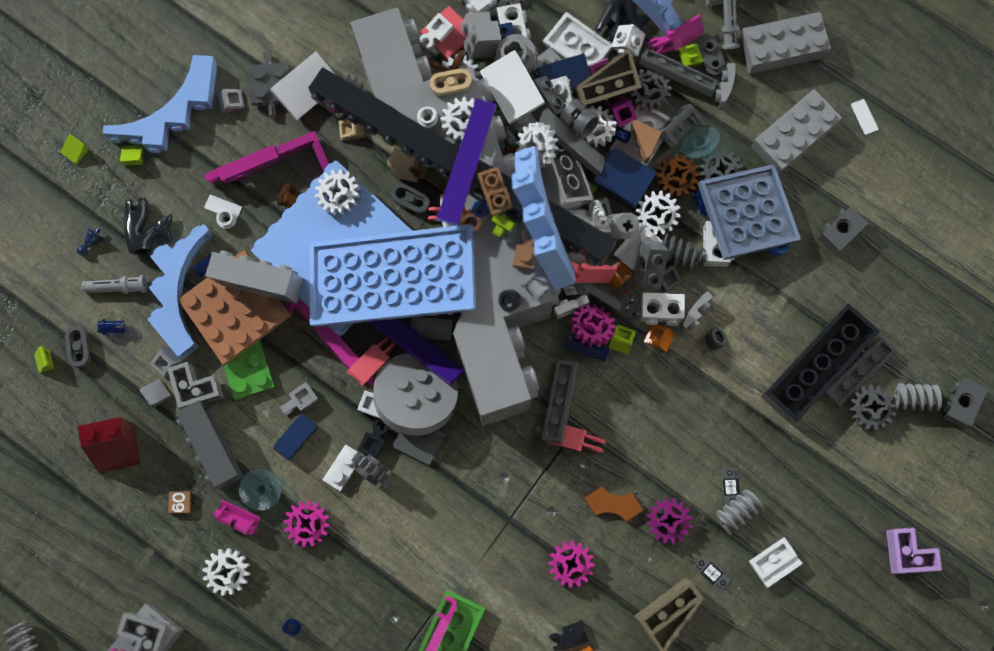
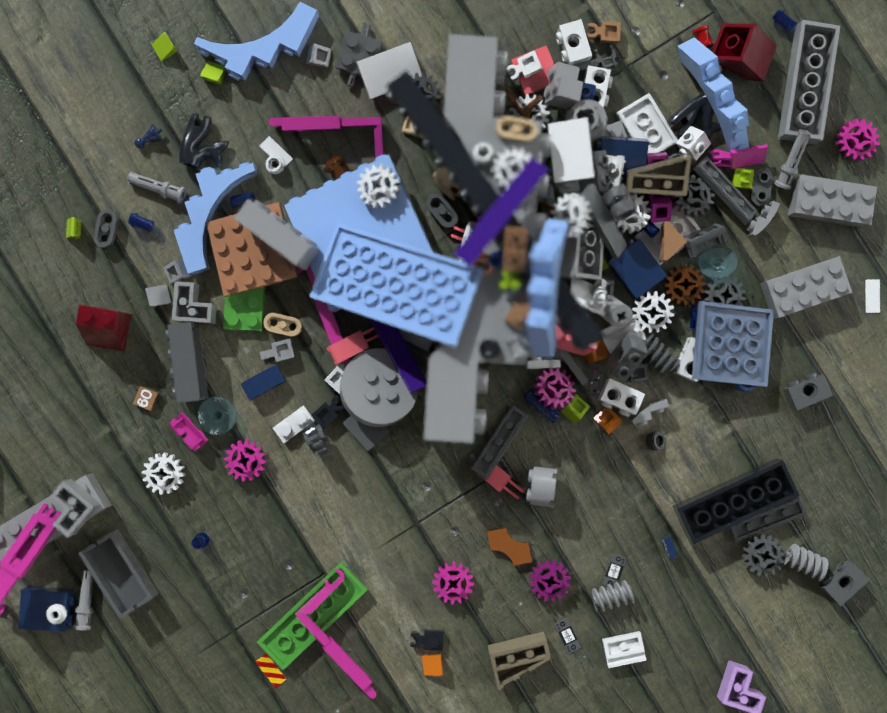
camera: 25 degrees right, 10 degrees up
(294, 371) = (283, 324): none -> tan plate
(621, 427) = (542, 486): none -> light grey brick
(774, 437) = (669, 546): none -> dark blue tile

